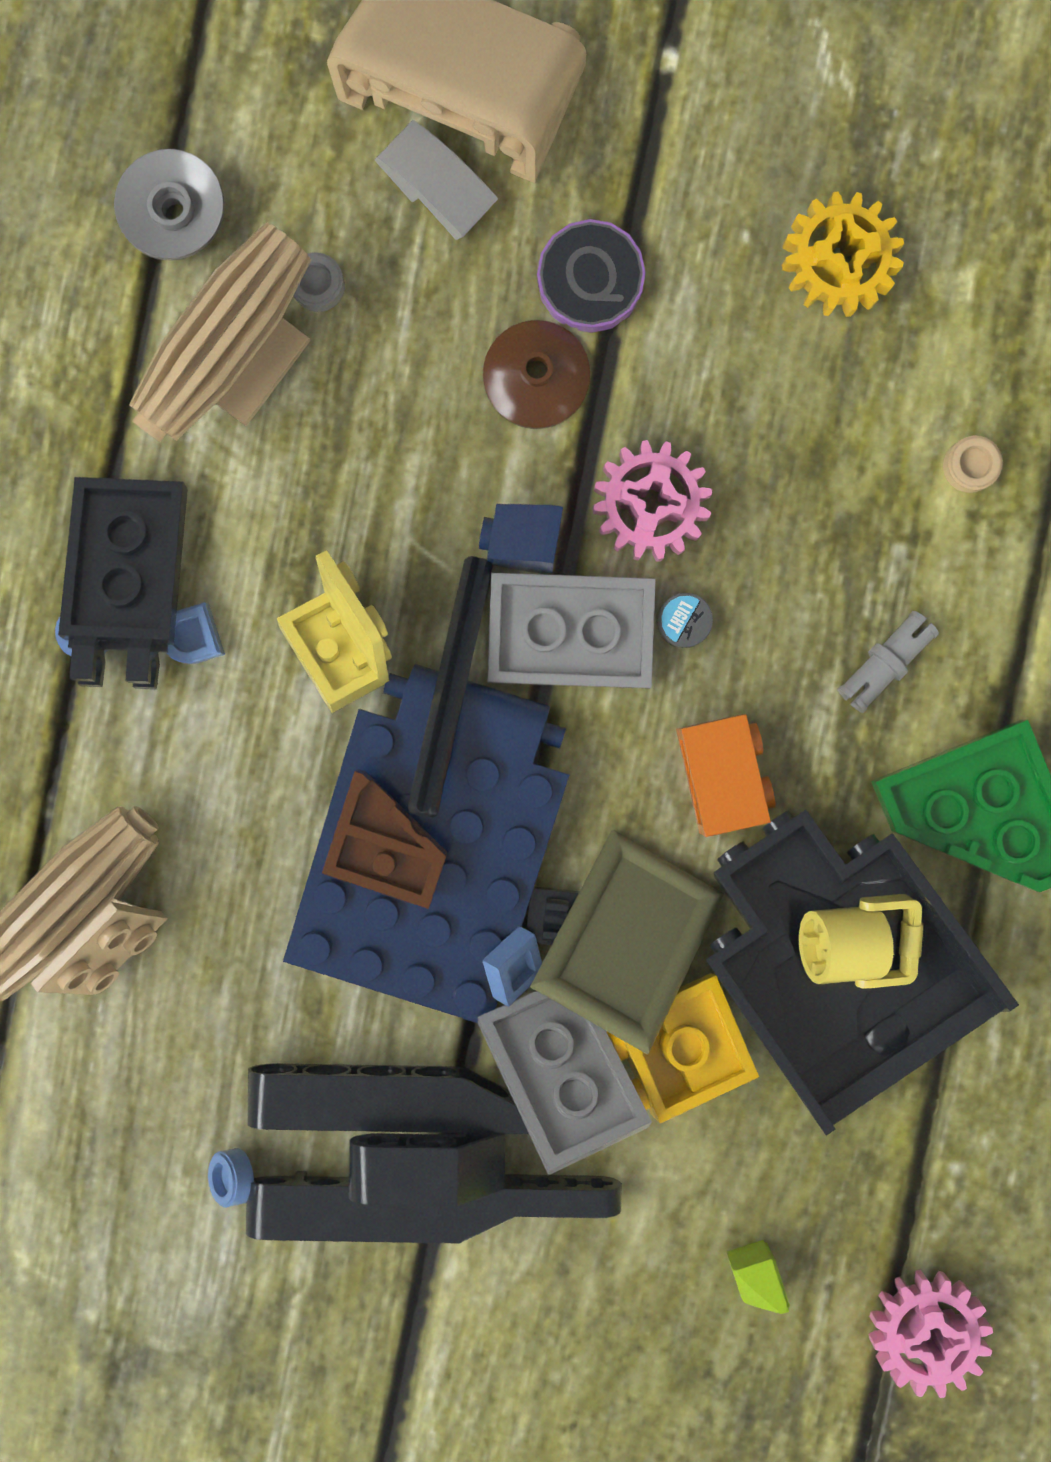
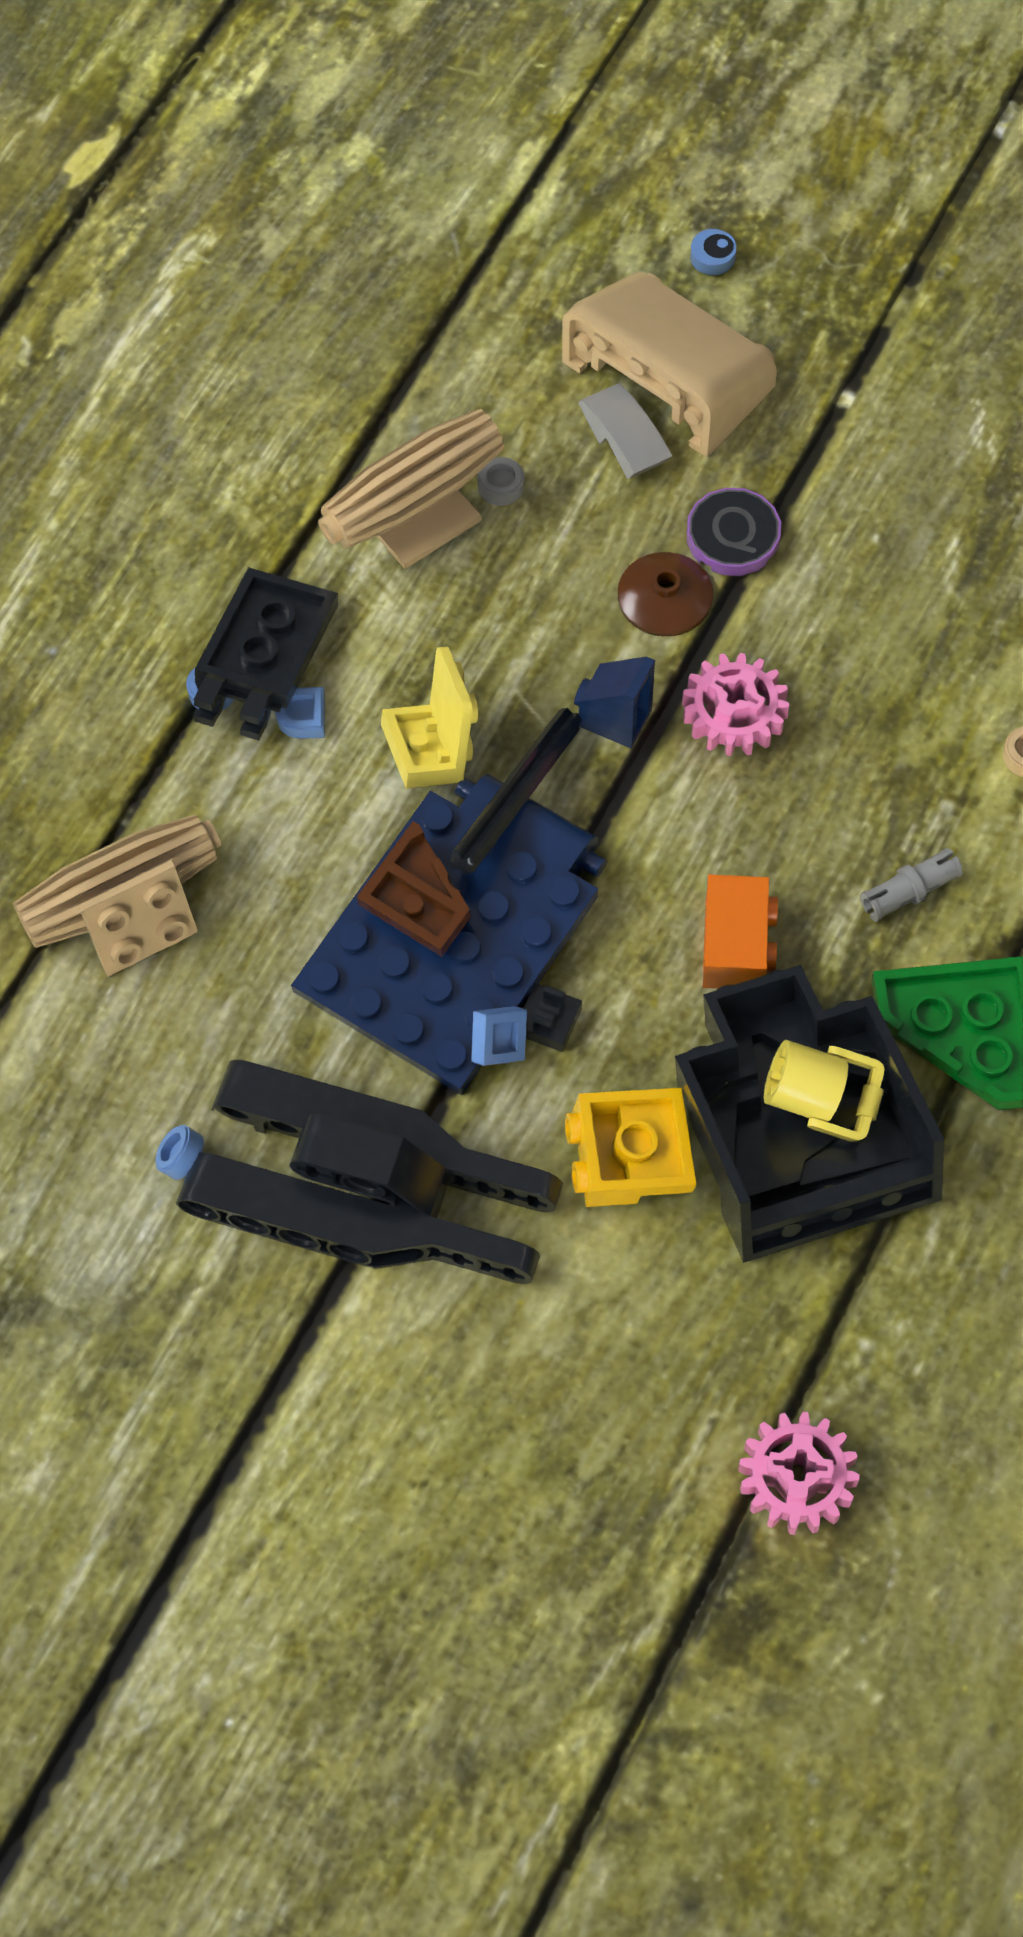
camera: 15 degrees right, 25 degrees down
(156, 184) = (399, 380): light grey dish -> none
(562, 1079) = (517, 1127): light grey plate -> none
(571, 630) = (635, 787): light grey plate -> none
(628, 941) = (609, 1035): olive piece -> none
(684, 620) = (738, 808): tile -> none
(758, 1277) = (644, 1377): lime slope -> none
(858, 235) = (975, 561): yellow gear -> none

